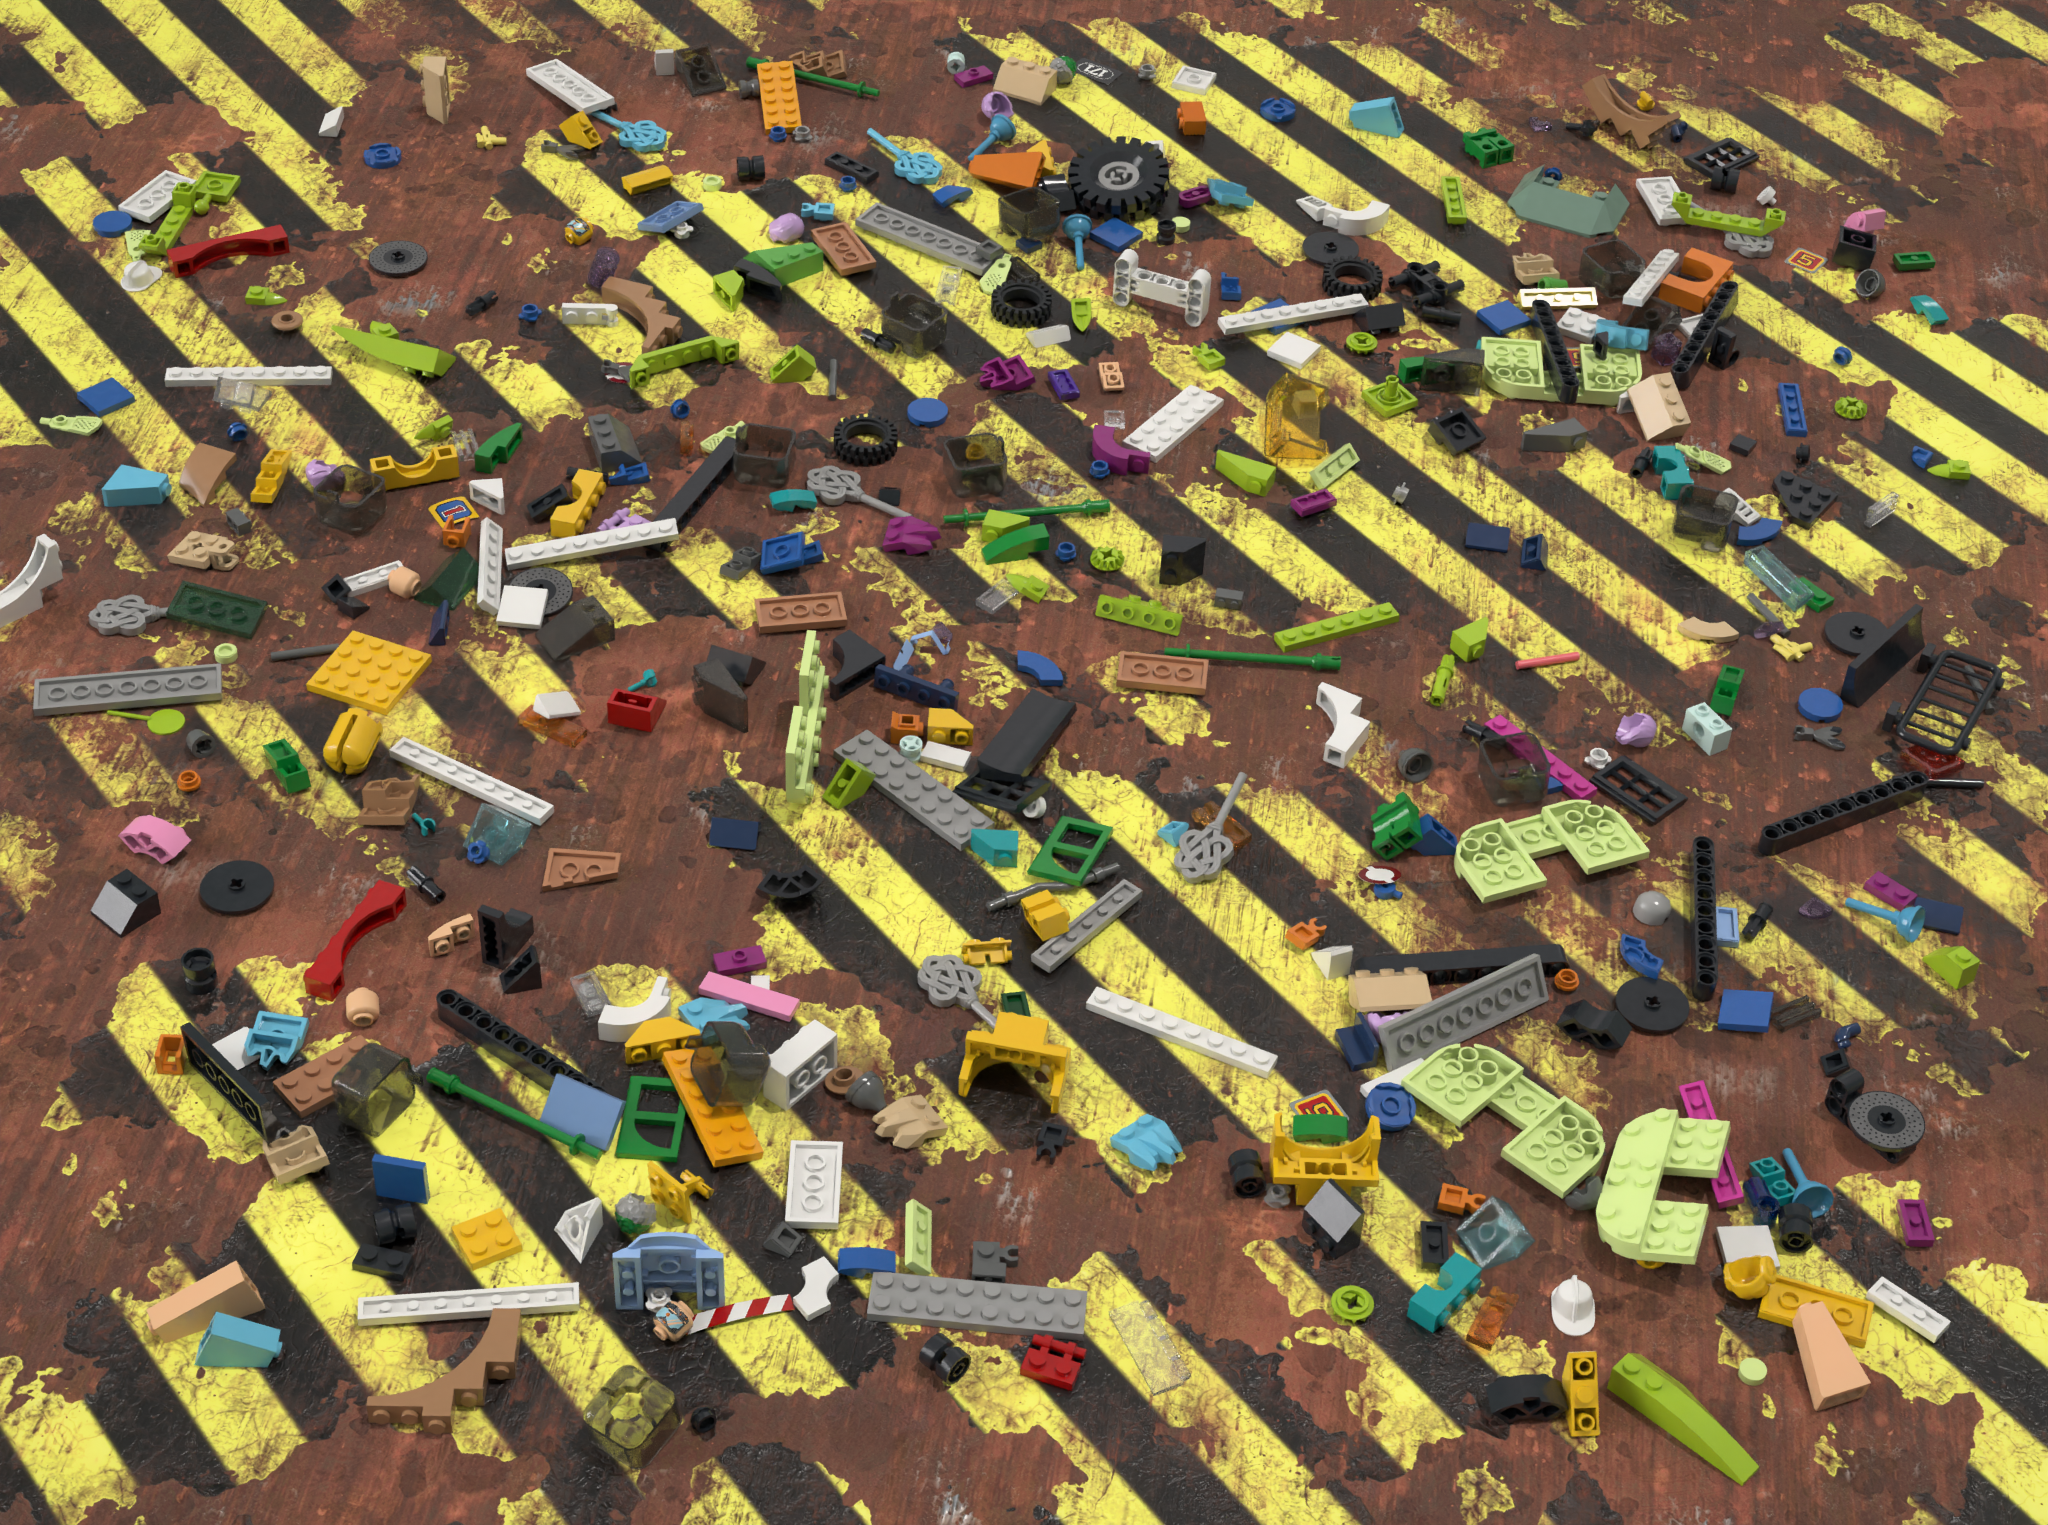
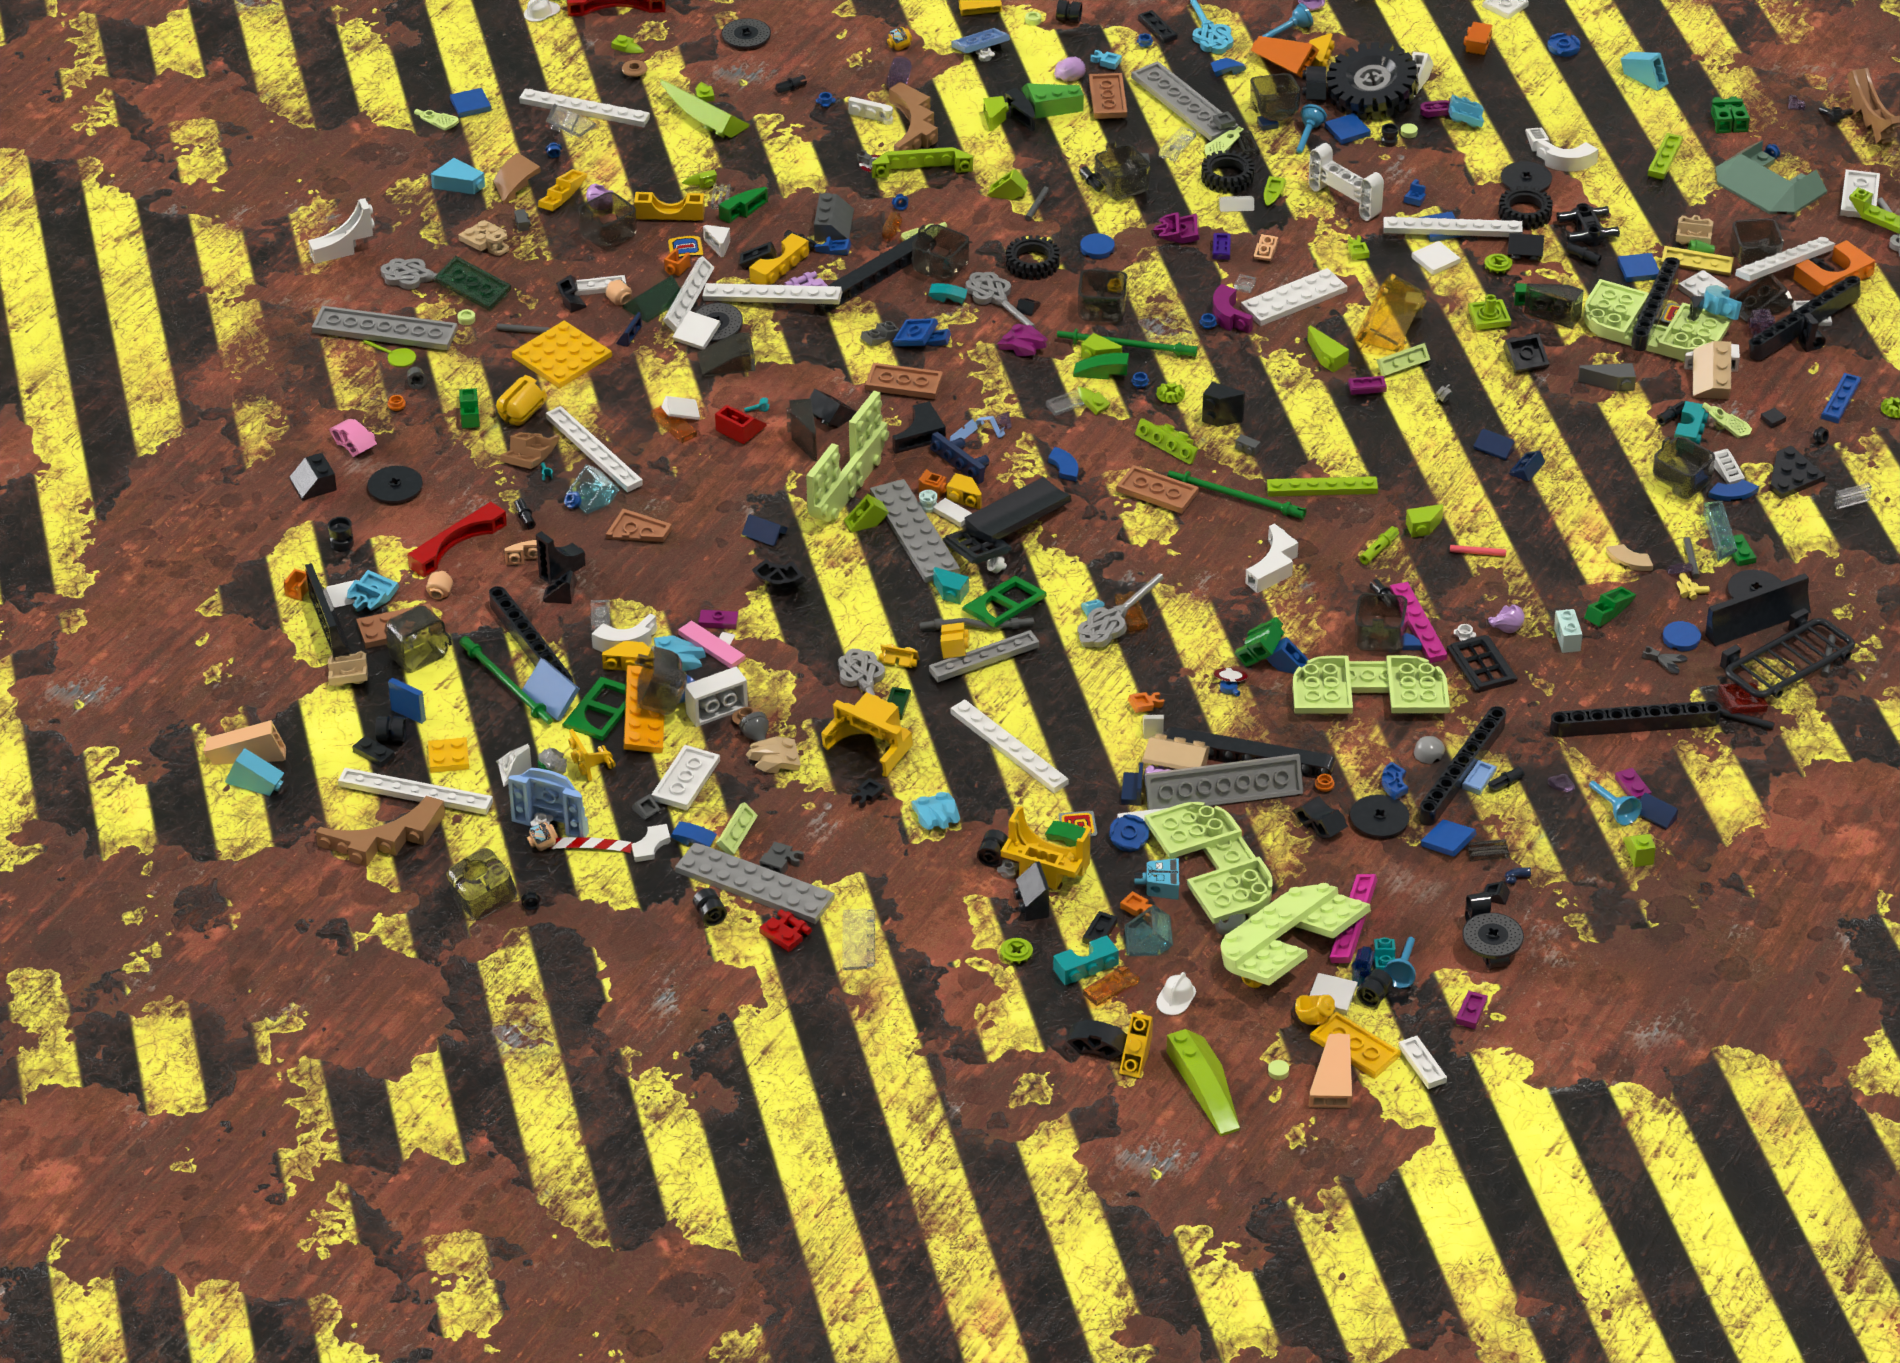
camera: 25 degrees right, 0 degrees up
(1415, 764) = (1310, 602): dark grey helmet -> none
(1465, 1156) = (1160, 878): none -> medium azure torso

